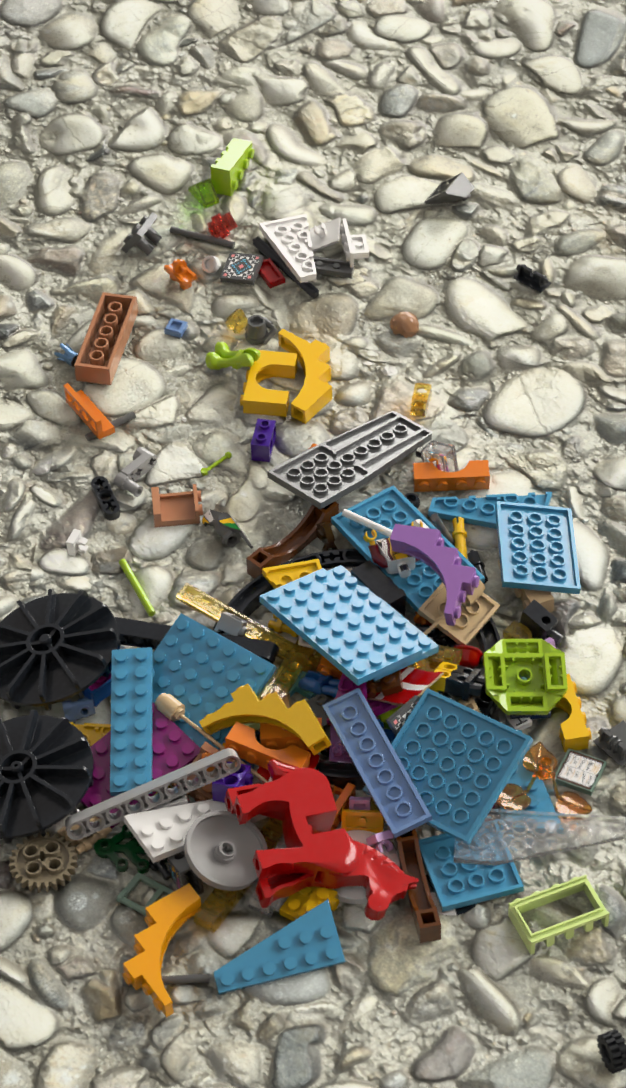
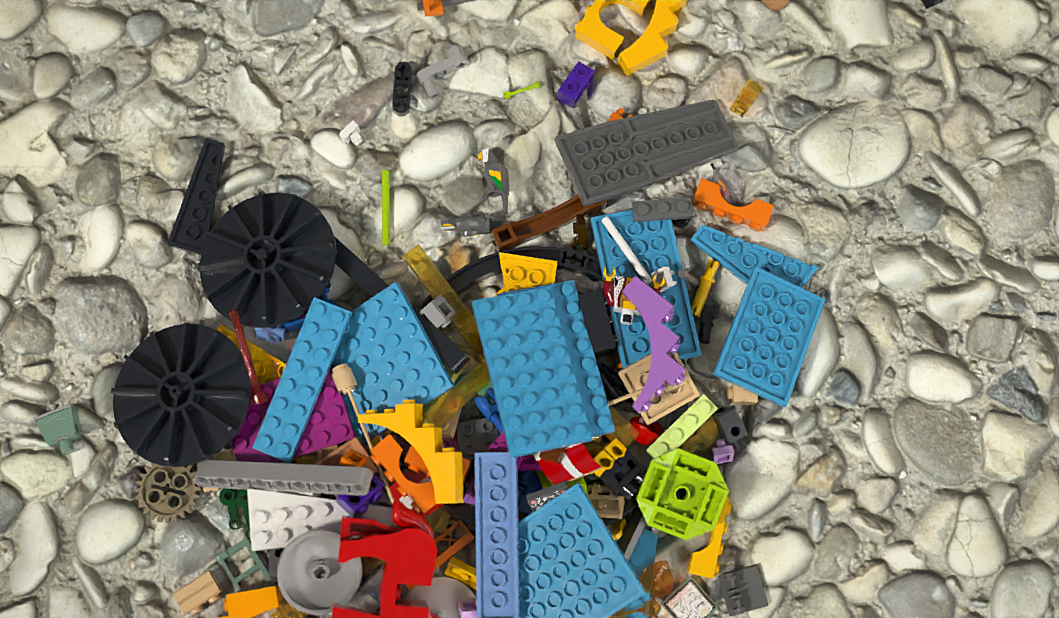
camera: 20 degrees right, 30 degrees up
(98, 748) = (258, 394): none -> clear red piece
(115, 928) = (198, 592): none -> tan brick
(176, 508) = (460, 129): nougat panel -> none
(222, 570) = (471, 224): none -> dark grey animal
(359, 803) = (468, 555): lavender tile -> none
(391, 489) = (662, 210): none -> dark grey plate
(502, 629) = (683, 427): none -> yellowish green plate

